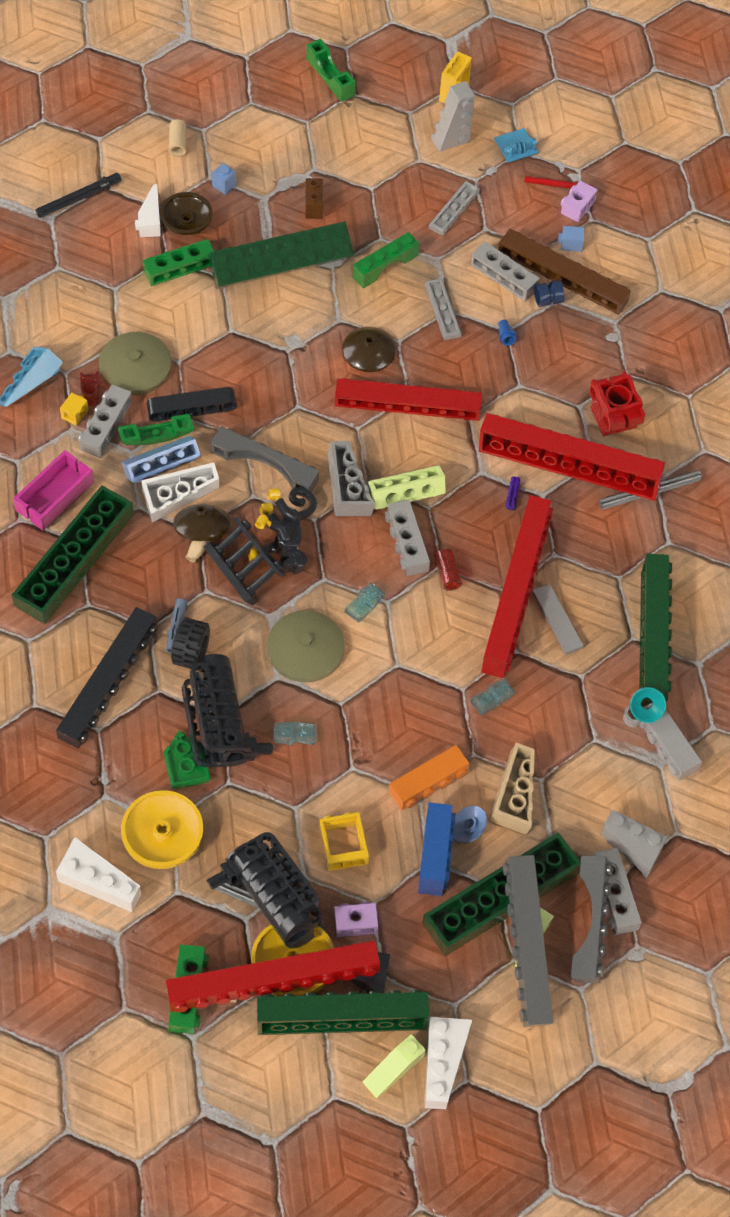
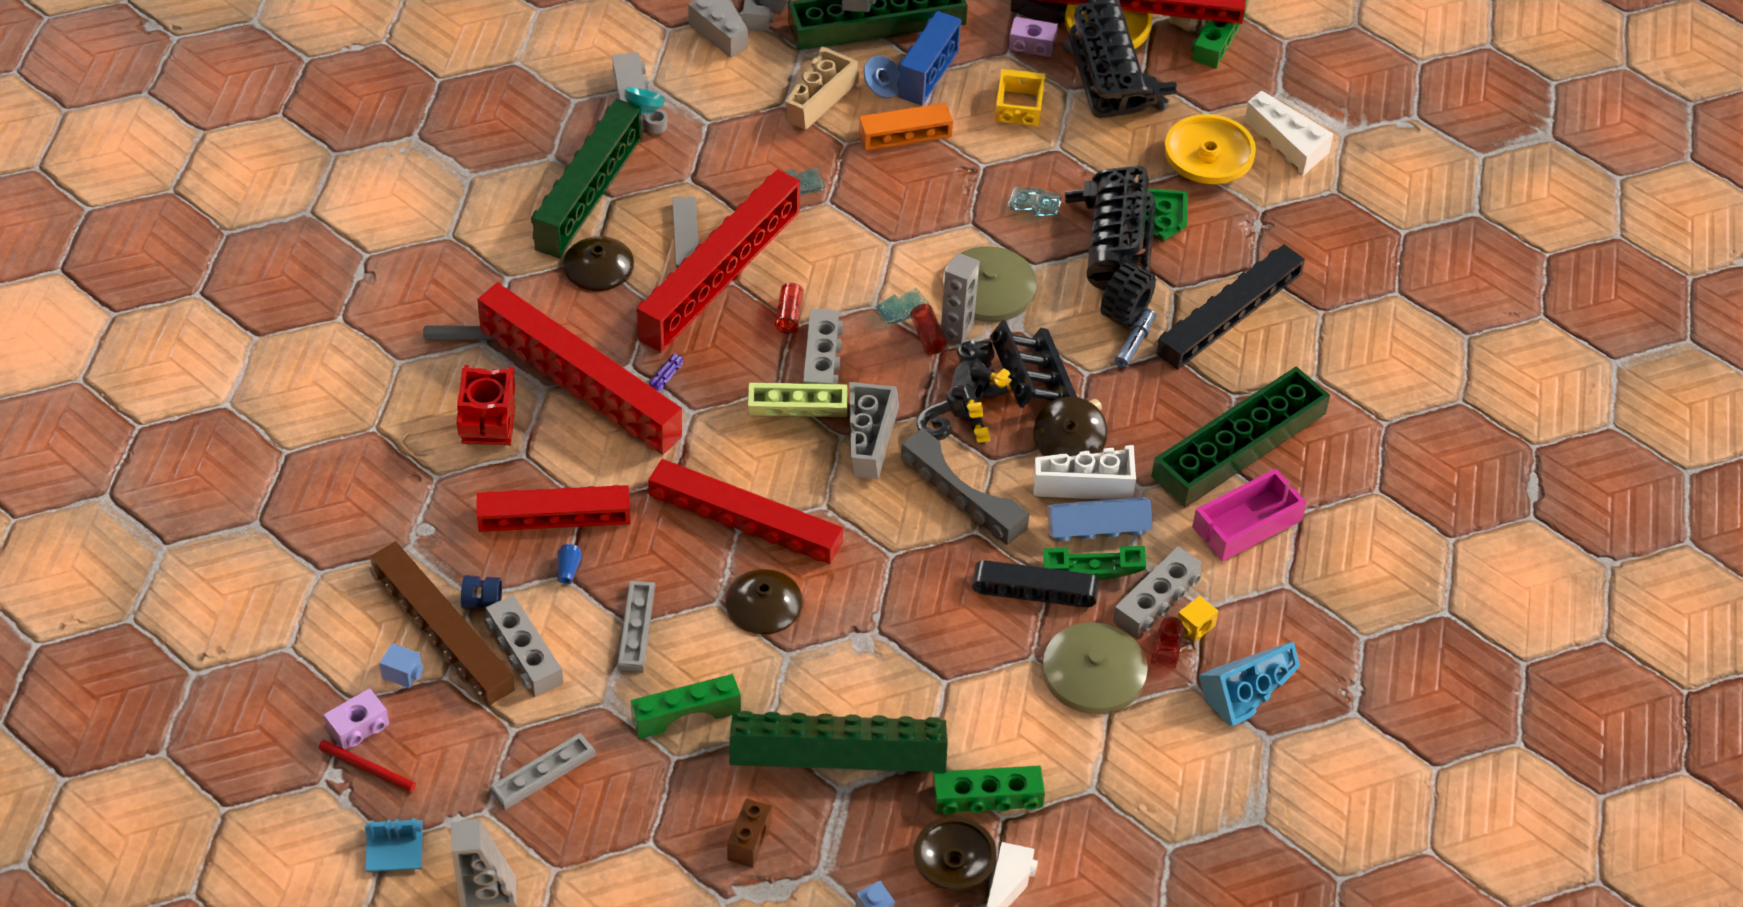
camera: 160 degrees left, 10 degrees down
(317, 580) = (959, 297): none -> light grey brick
(336, 581) = (928, 329): none -> clear red pin
(535, 365) = (553, 508): none -> red brick
(609, 583) = (598, 263): none -> dark brown dish

